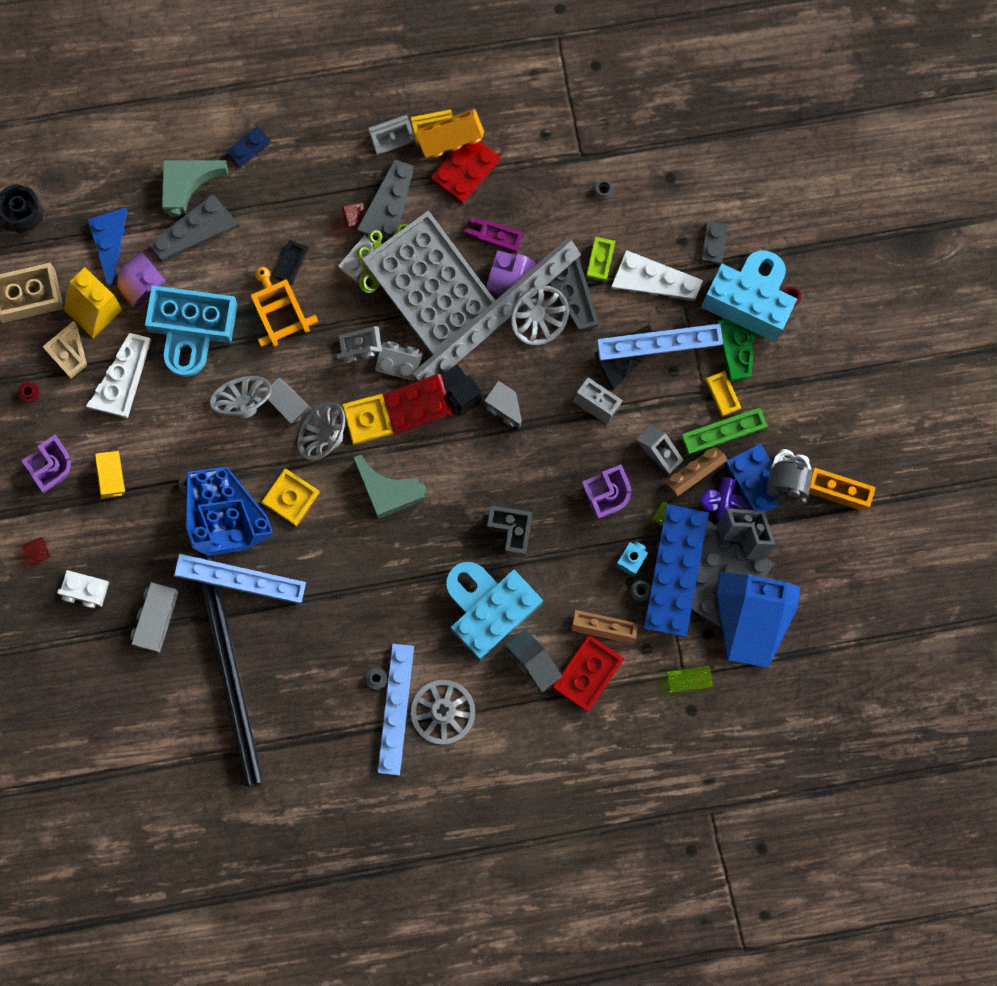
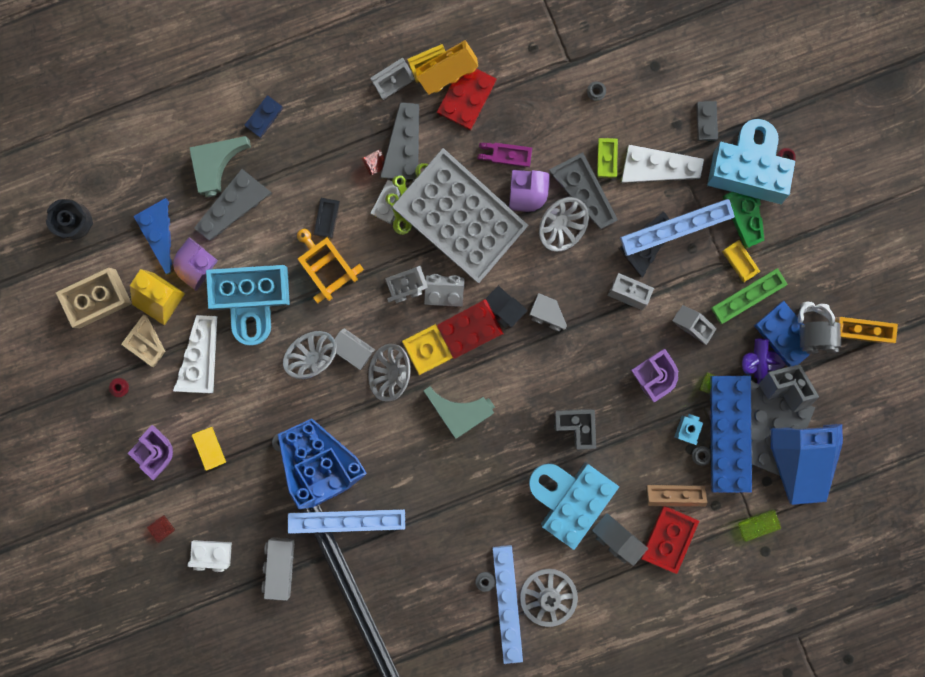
camera: 10 degrees left, 10 degrees up
(290, 497) = (374, 434): yellow tile -> none
(498, 311) = (525, 228): light grey plate -> none
(695, 471) = (730, 338): medium nougat plate -> none

